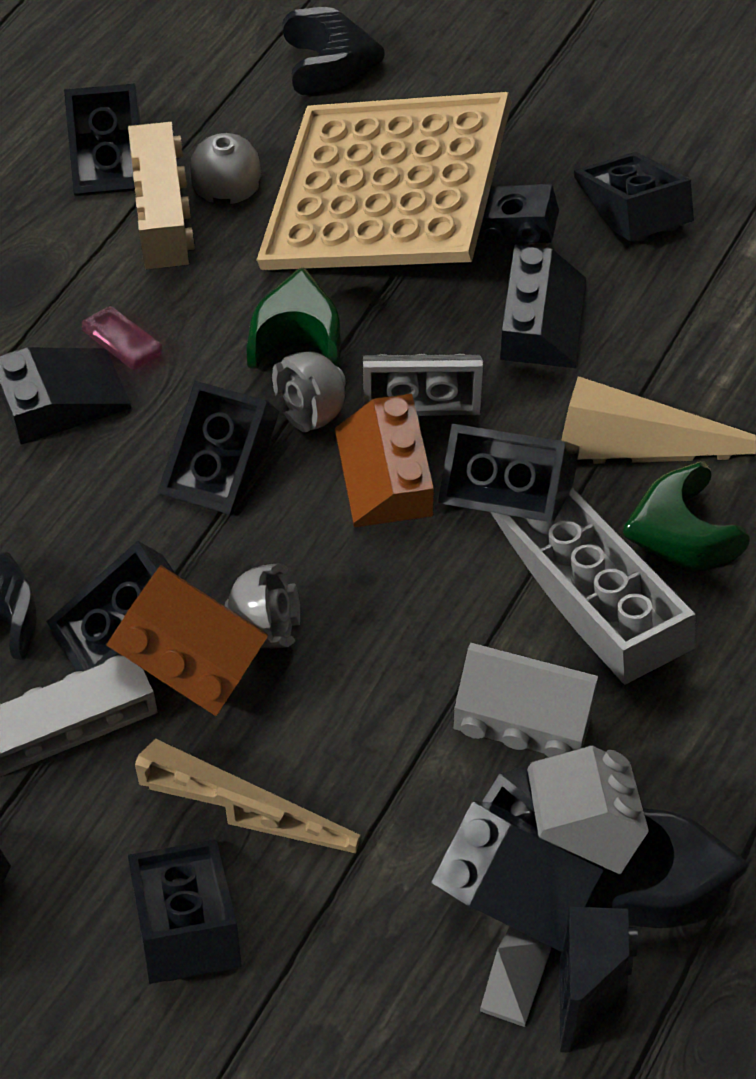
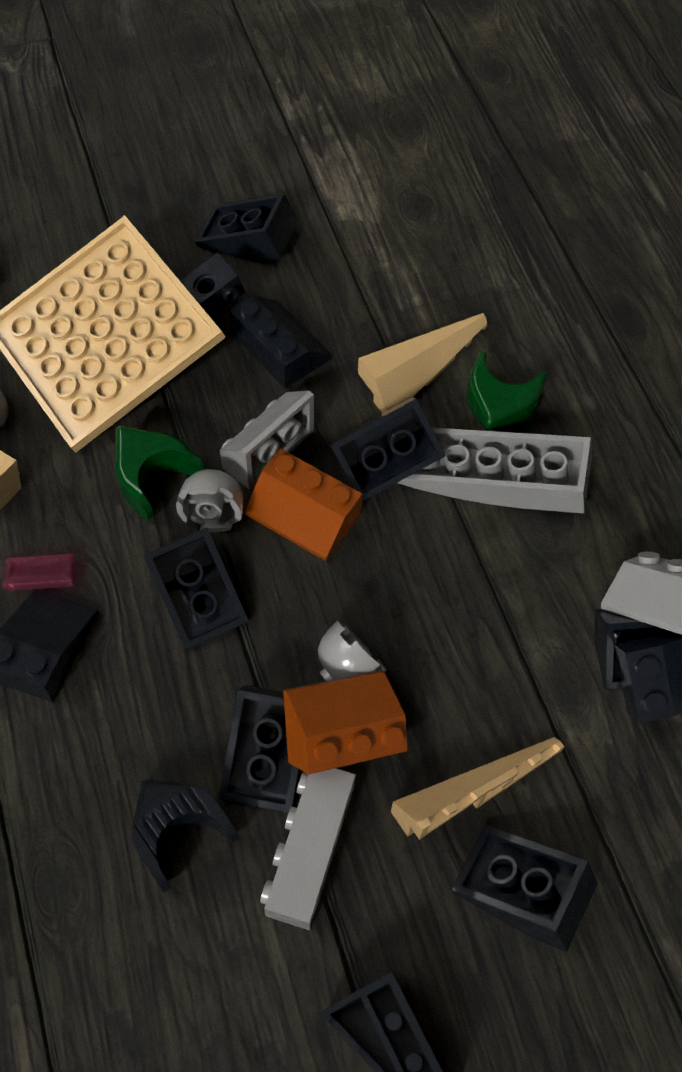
camera: 50 degrees left, 5 degrees up
(523, 702) = (556, 573): light grey slope -> none

